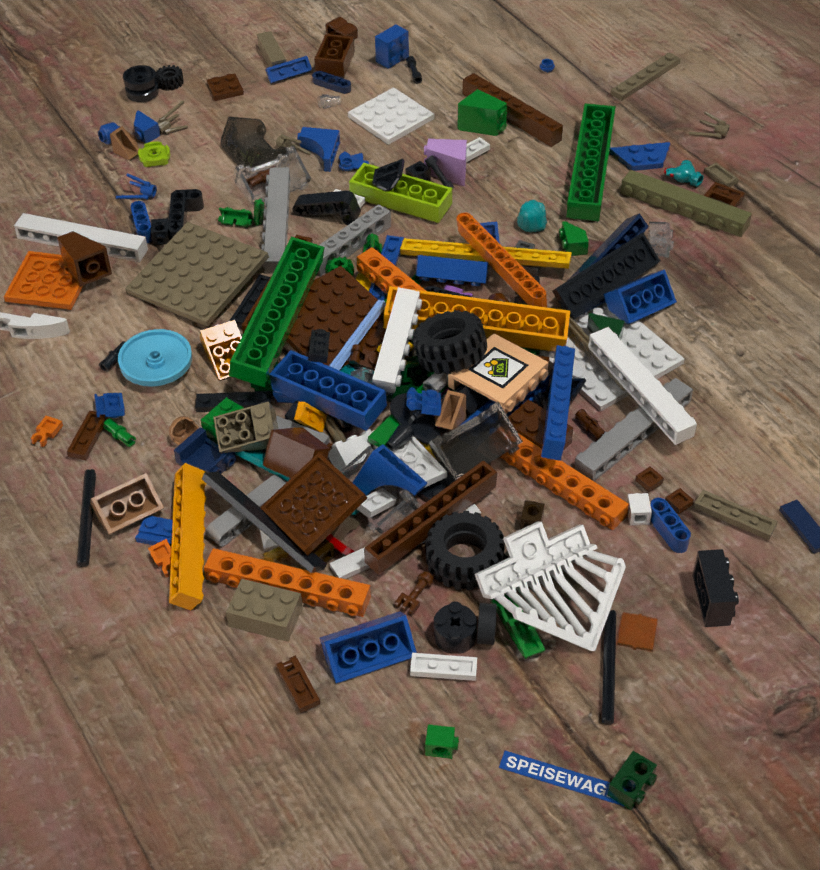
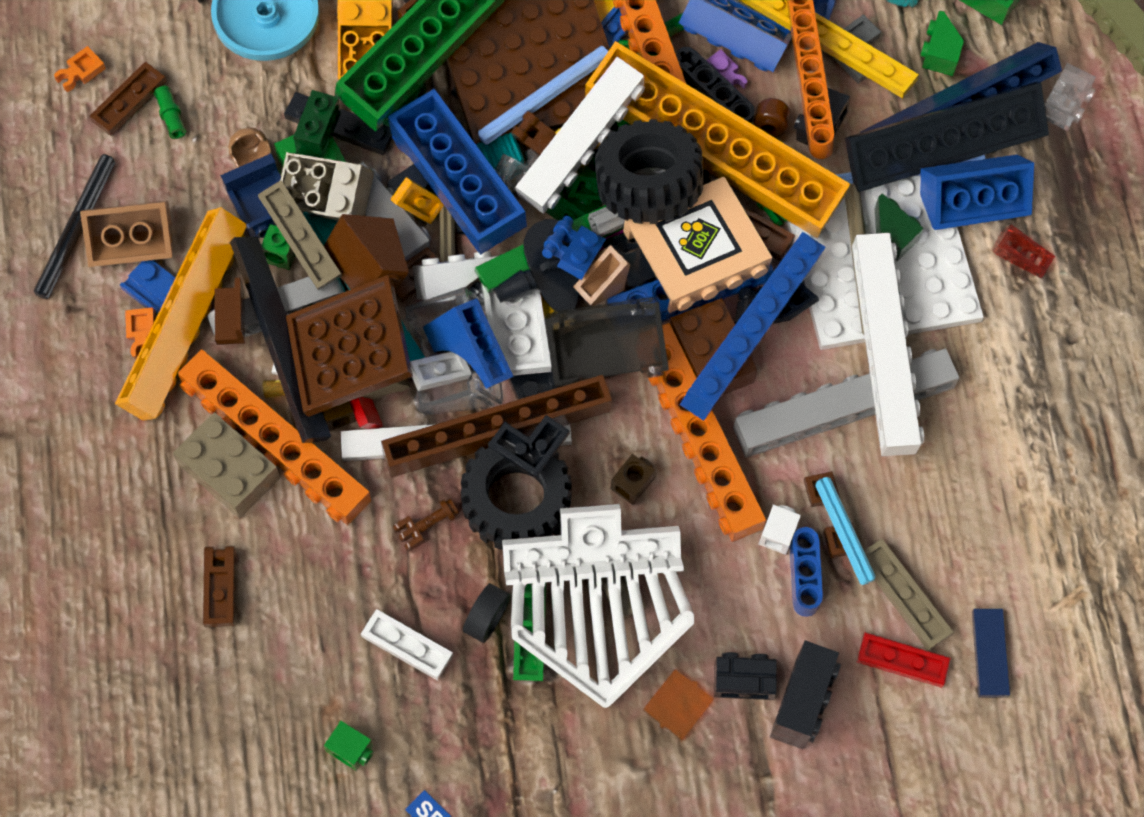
camera: 20 degrees right, 20 degrees up
(109, 404) = (174, 64): blue plate -> none
(223, 519) = (230, 315): none -> reddish brown panel
(225, 393) = (317, 124): none -> dark green brick
(234, 473) = (277, 249): none -> green brick
(246, 458) = (299, 235): none -> dark tan plate
(319, 346) = (477, 96): black plate -> none
(368, 646) = (328, 574): blue slope -> none
(455, 628) = (440, 583): black brick -> none
(463, 515) = (530, 452): none -> black brick
(590, 424) = (791, 368): reddish brown pin -> none
(609, 657) = (612, 739): black axle -> none
(670, 596) = (745, 677): none -> black brick
(679, 492) = (845, 531): none -> medium azure axle
(684, 320) = (1017, 258): none -> clear red slope
(757, 551) = (903, 660): none -> red tile

